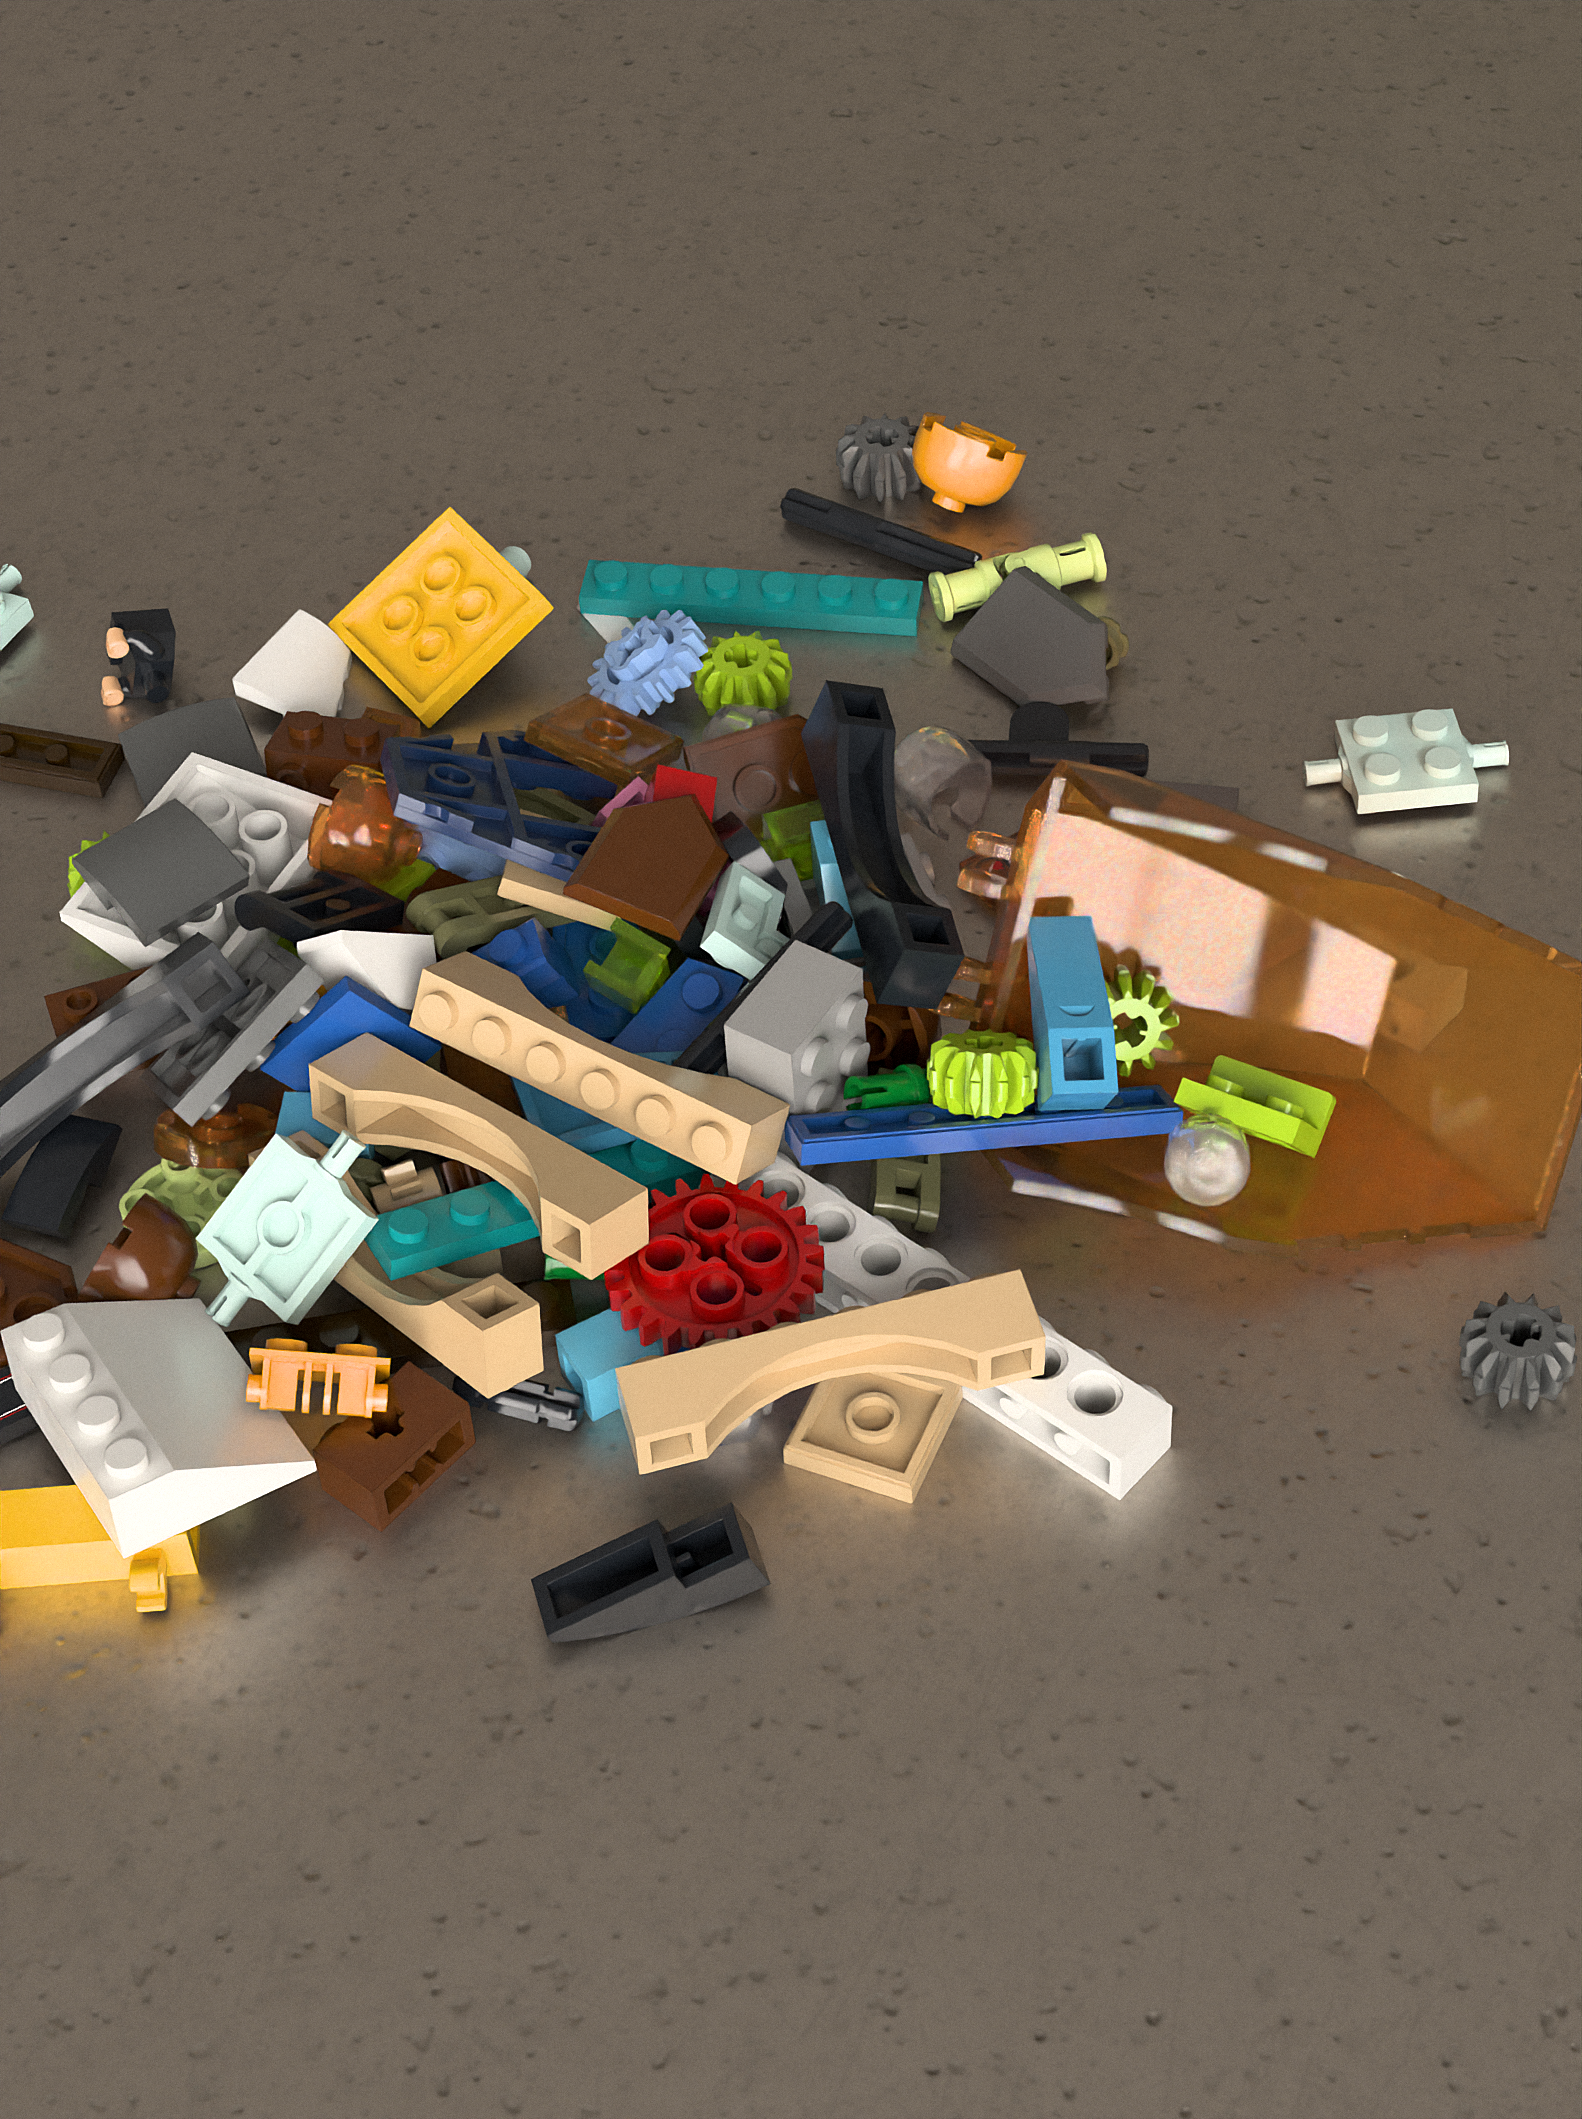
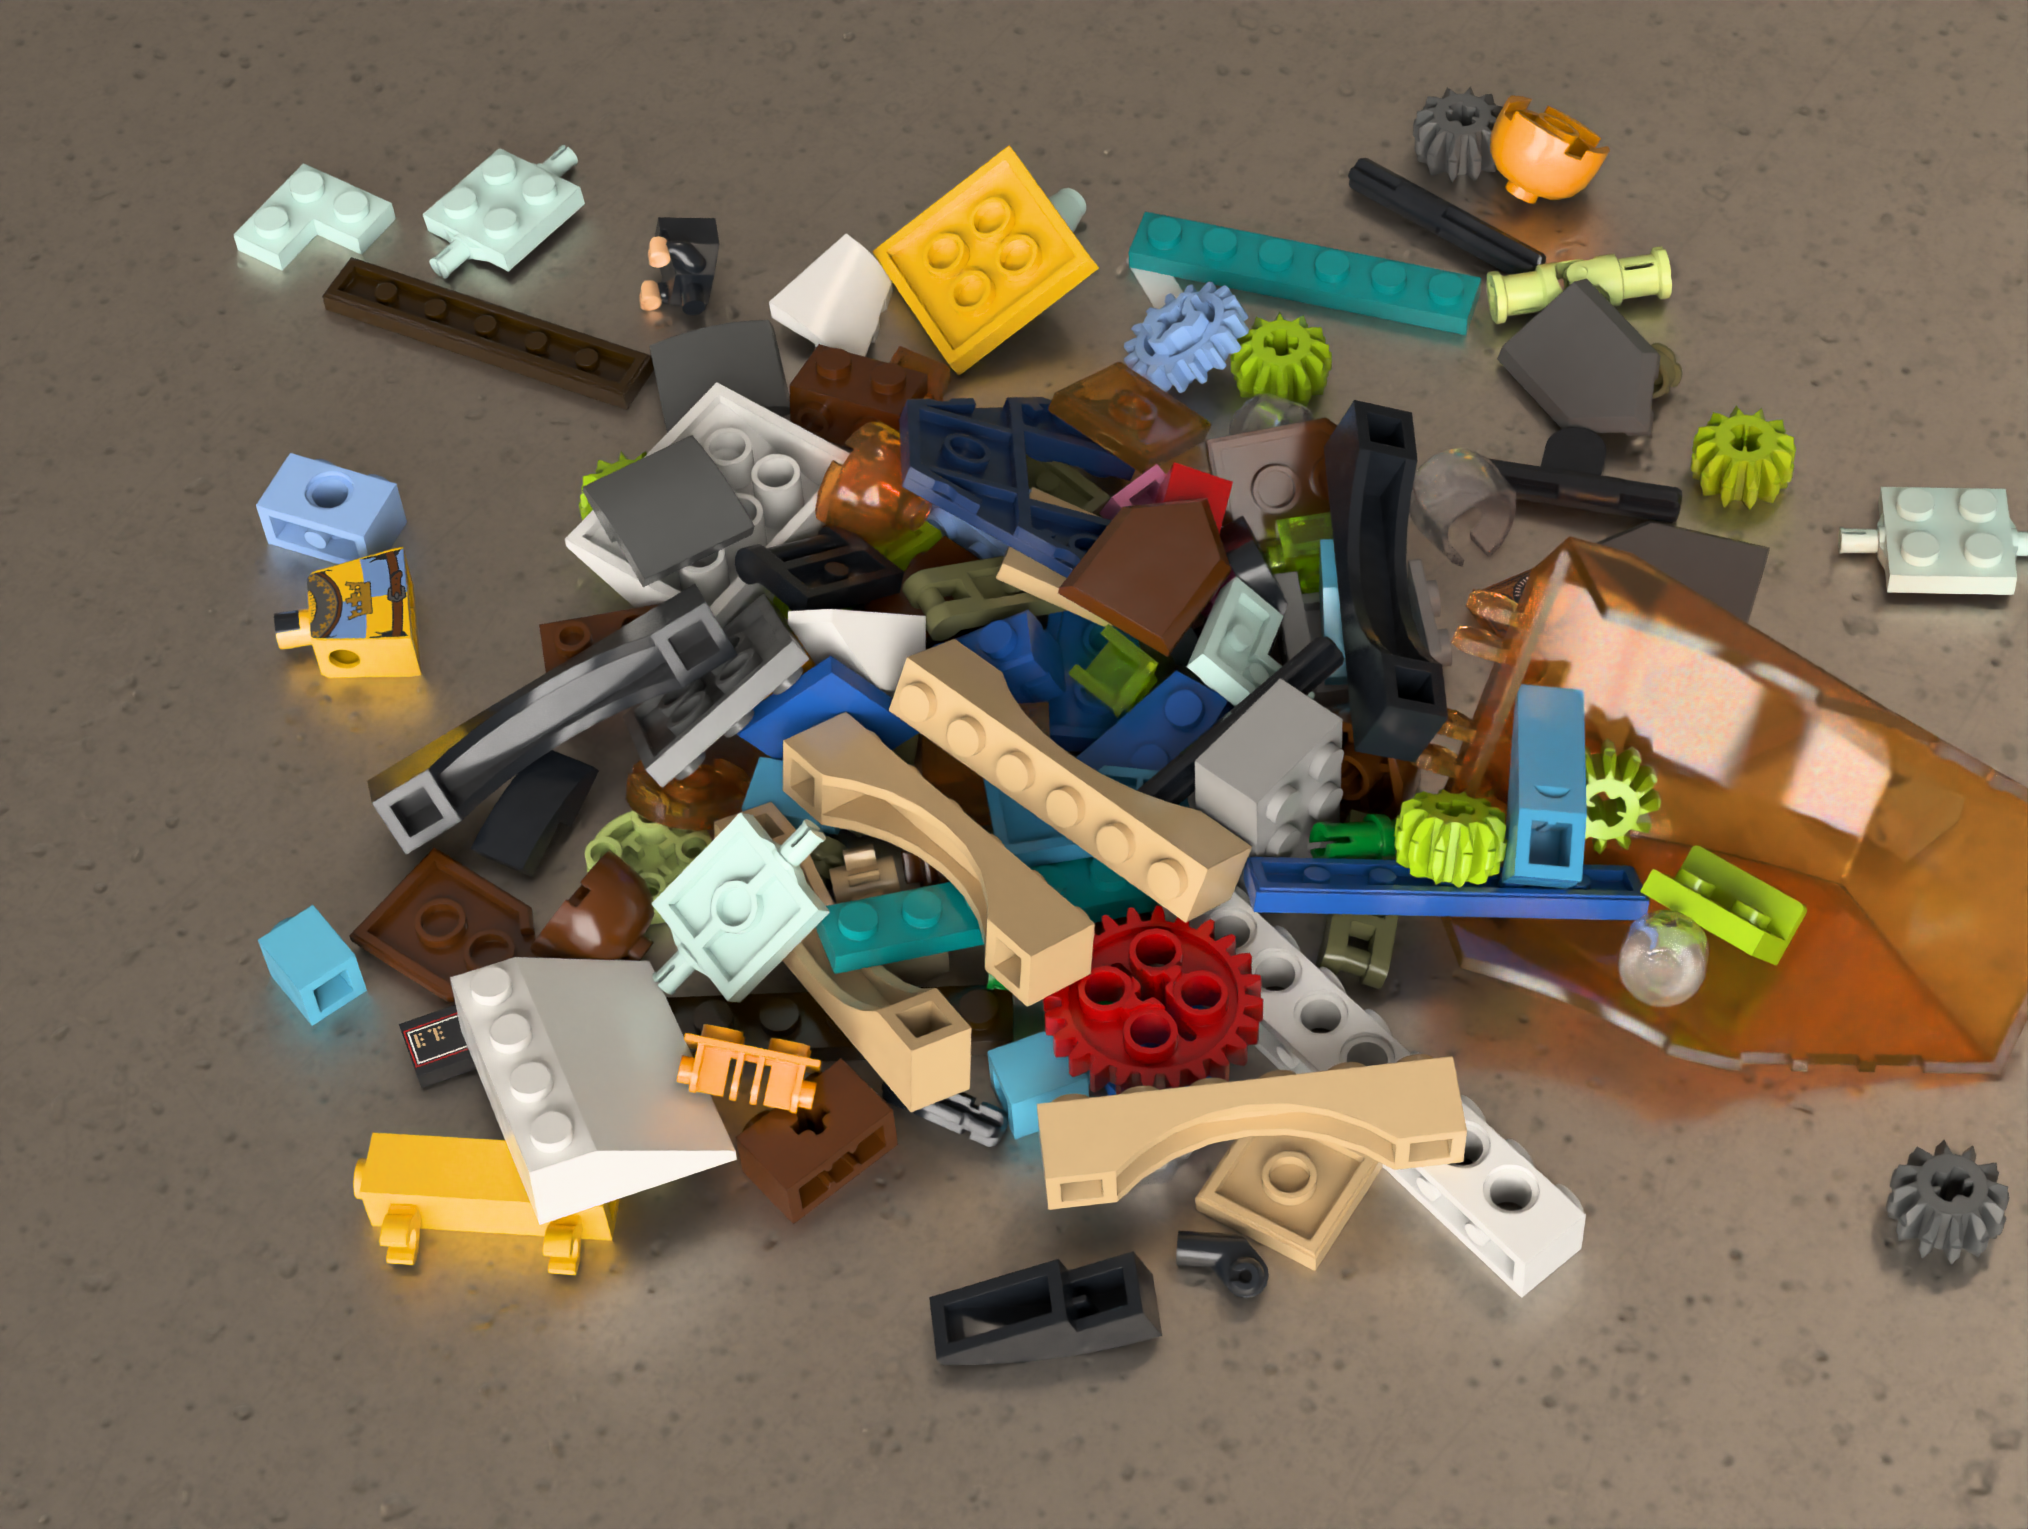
camera: 10 degrees right, 5 degrees up
(825, 1500) = (1228, 1256): none -> black arm
(1200, 709) = (1743, 457): none -> lime gear

